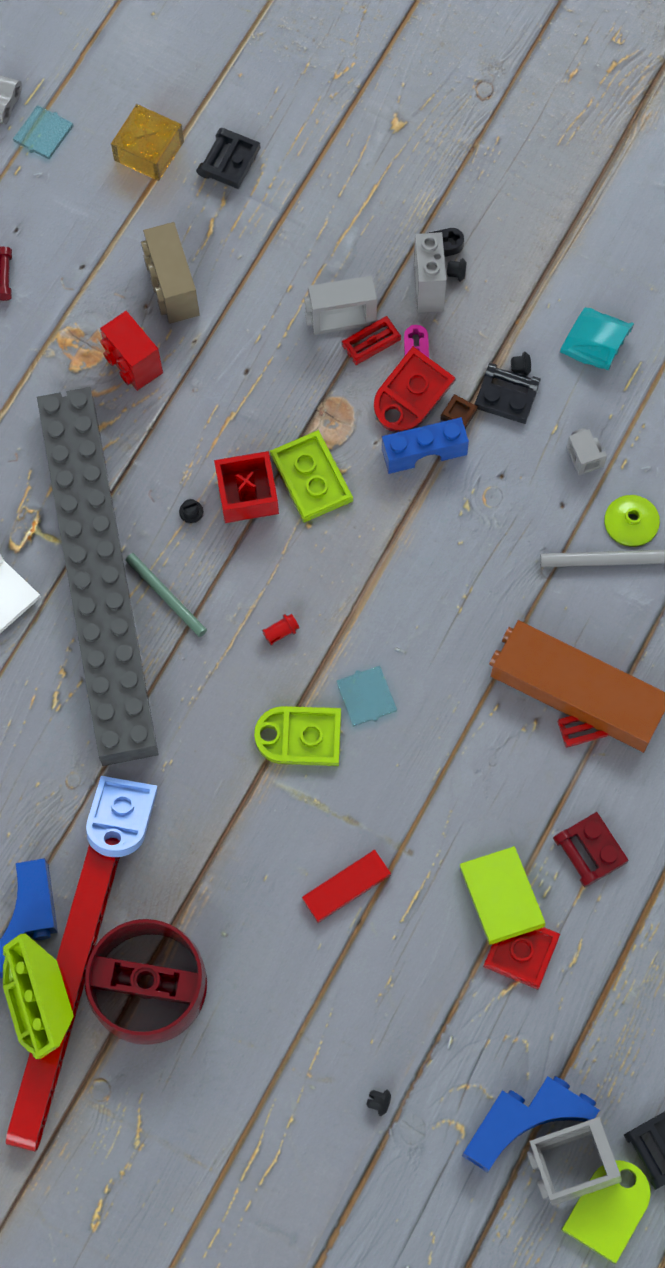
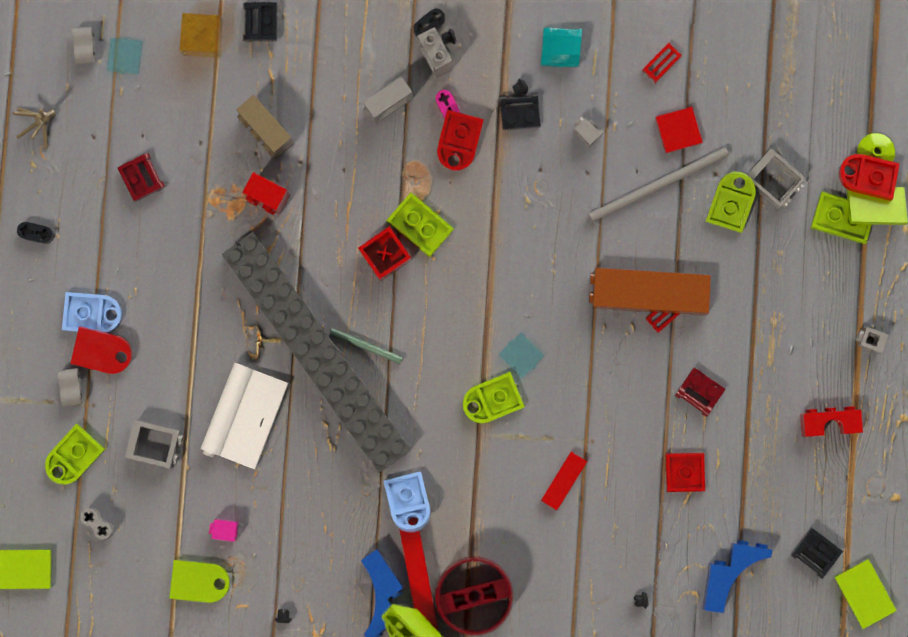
camera: 25 degrees left, 15 degrees up
(191, 511) = (355, 283): black piece -> none
(281, 629) = (449, 337): red pin -> none
(378, 347) = (407, 126): red tile -> none
(406, 447) = (484, 173): blue arch -> none
(459, 408) = (494, 138): reddish brown tile -> none
(502, 895) = (660, 445): lime tile -> none
(590, 1127) = (759, 606): light grey window -> none
(609, 1215) = (798, 602): lime tile -> none
(627, 531) = (629, 171): lime dish -> none

